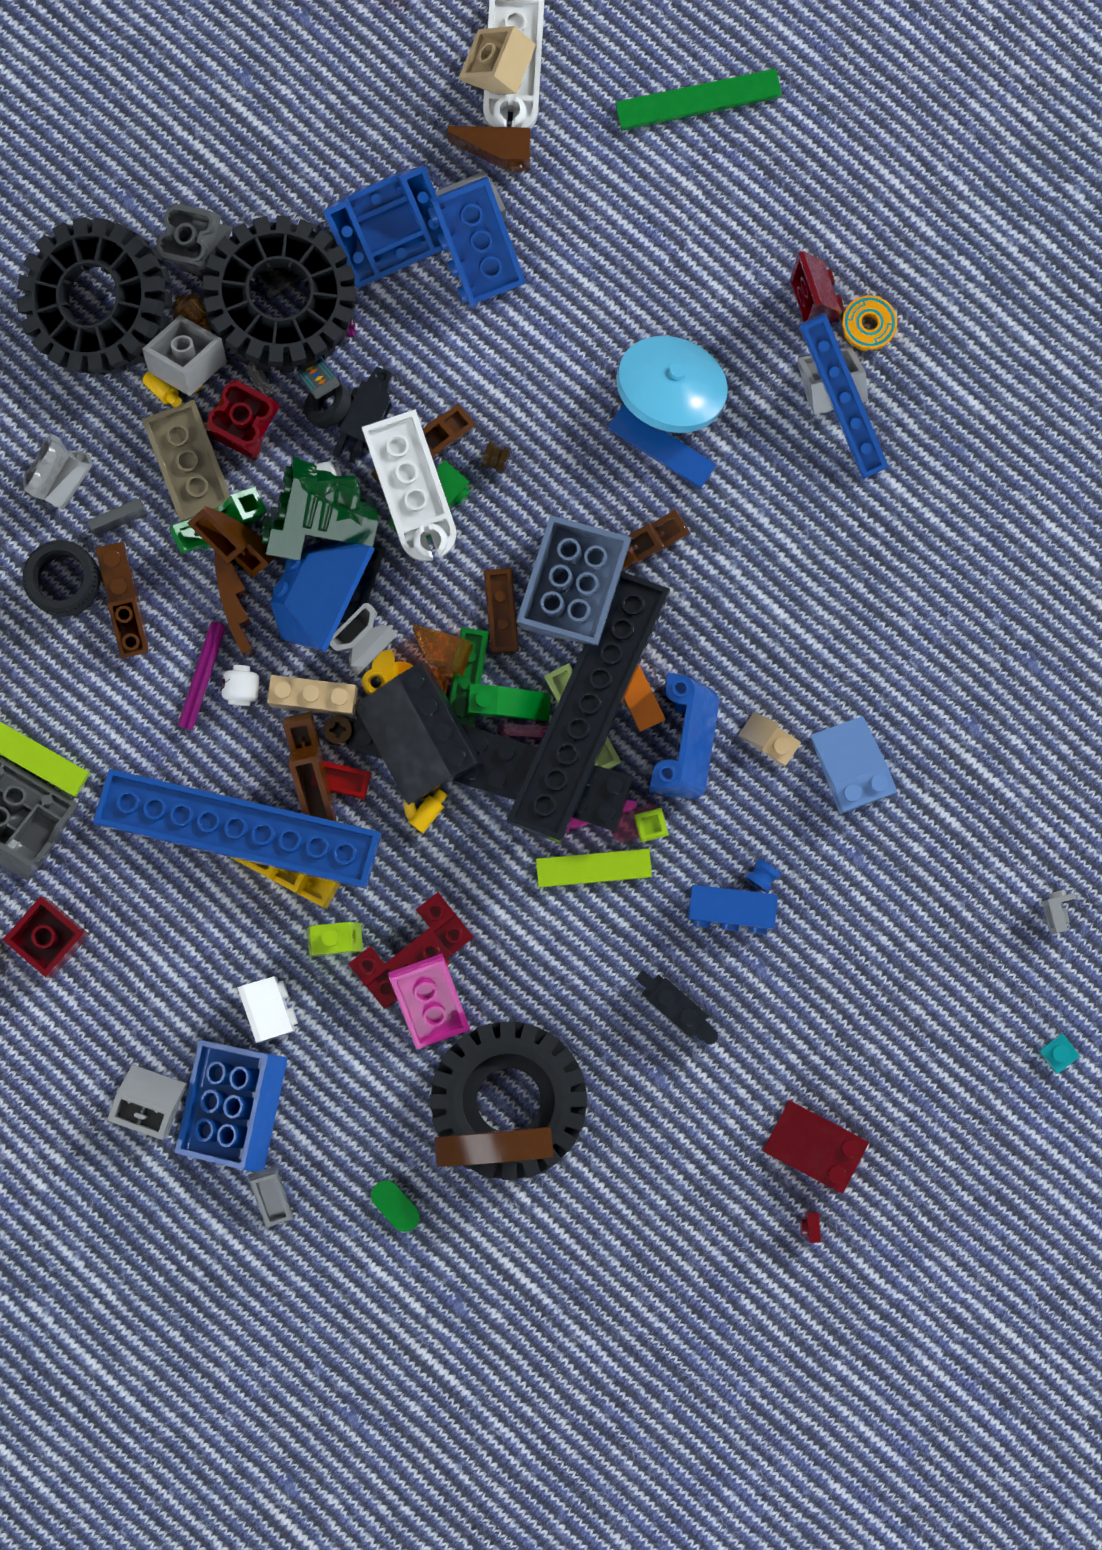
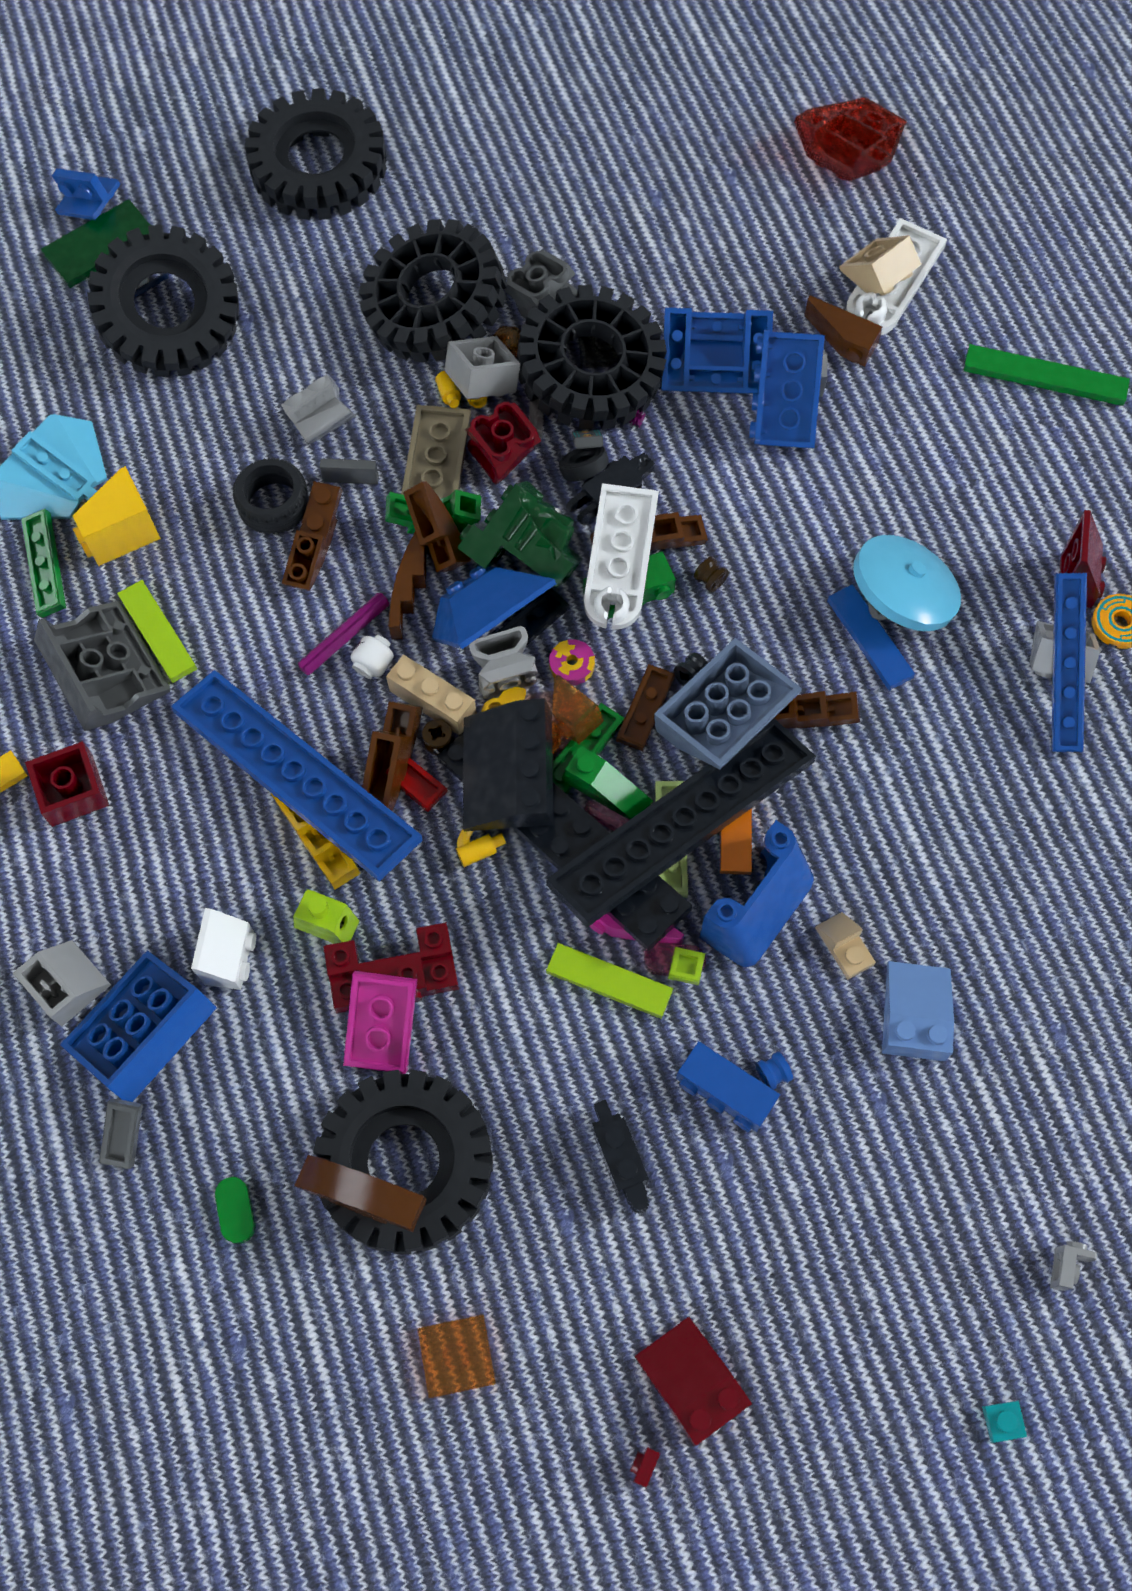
camera: 30 degrees right, 15 degrees down
(409, 590) = (572, 650): none -> piece
(524, 559) = (687, 670): none -> black wheel
(628, 1222) = (456, 1356): none -> clear orange tile

